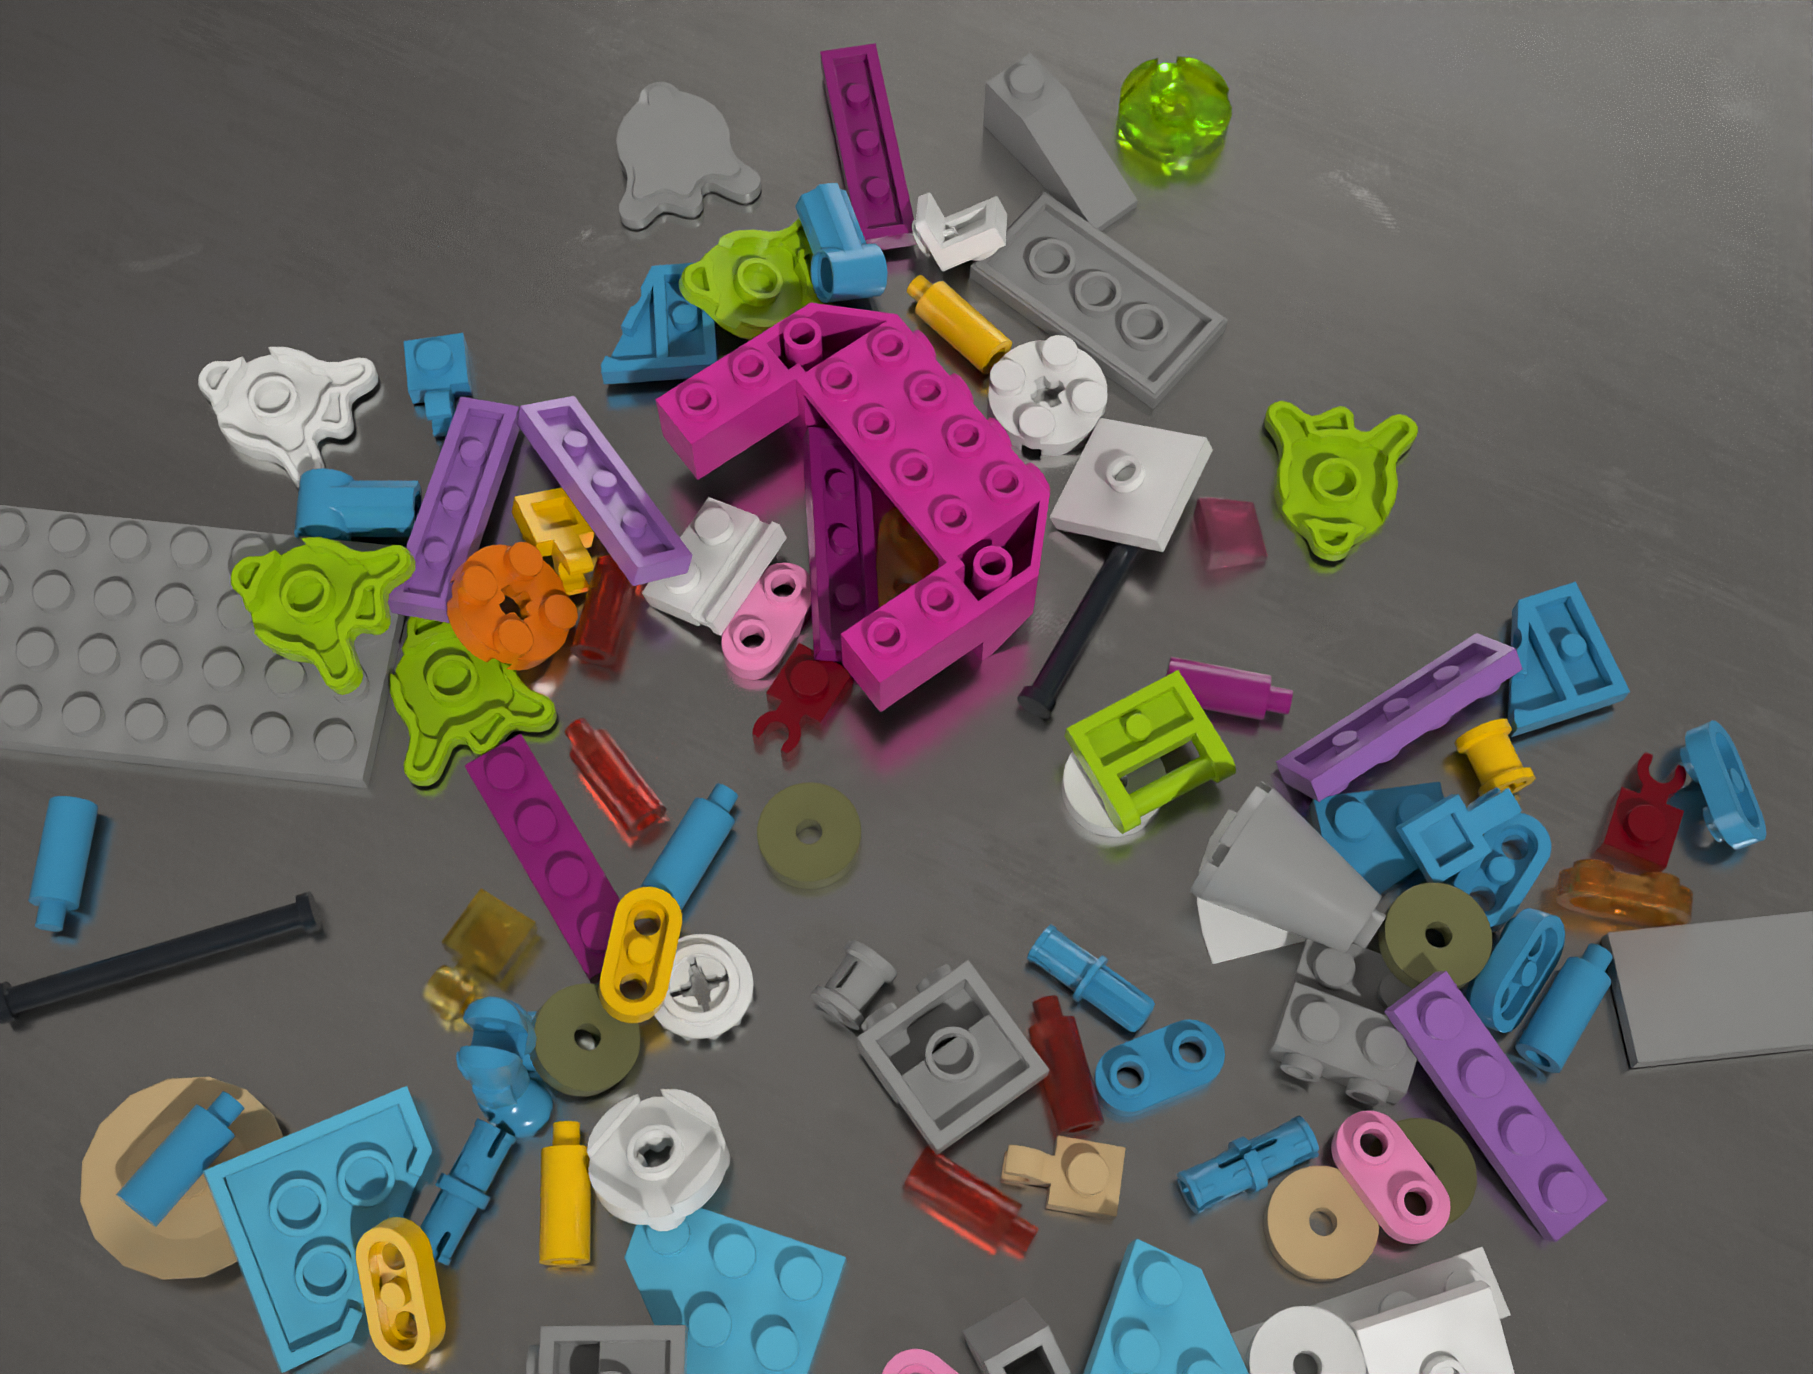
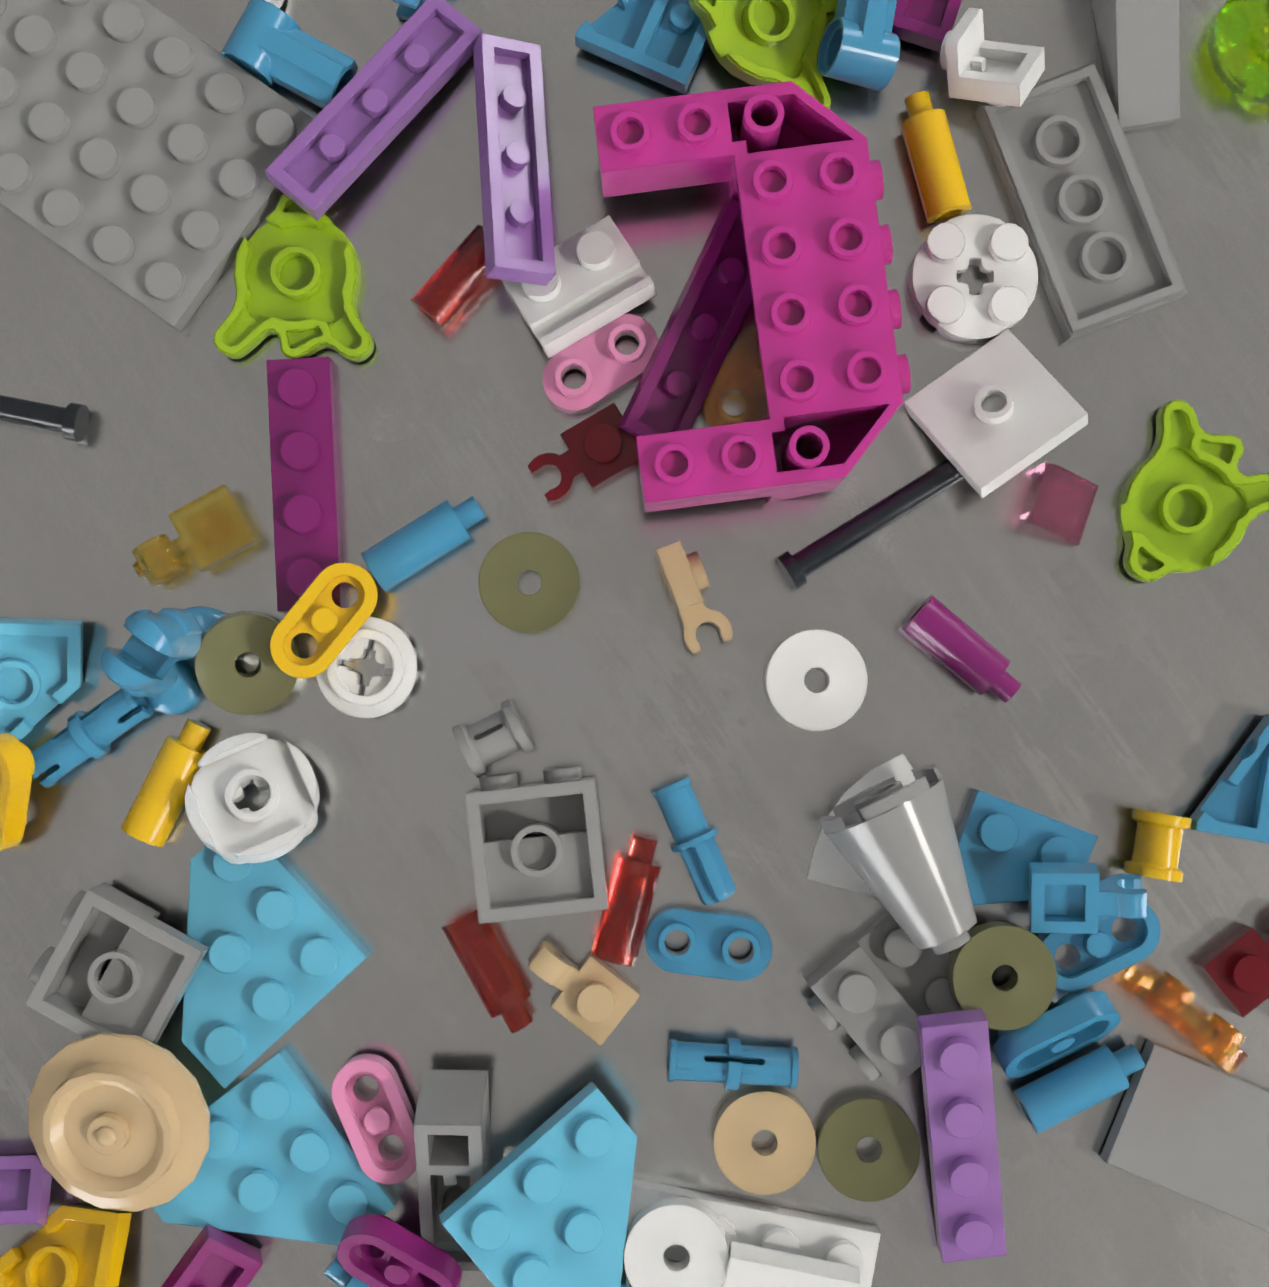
camera: 30 degrees right, 20 degrees up
(320, 600) = (207, 139): lime tile -> none
(532, 584) = (346, 209): orange plate -> none
(559, 530) = (453, 176): yellow plate -> none
(614, 778) = (388, 440): clear red cylinder -> none
(950, 759) = (684, 580): none -> tan plate
(1139, 732) = (859, 656): lime plate -> none
(1387, 1178) = (840, 1145): bright pink plate -> none
(1399, 716) = (1101, 760): medium lavender plate -> none

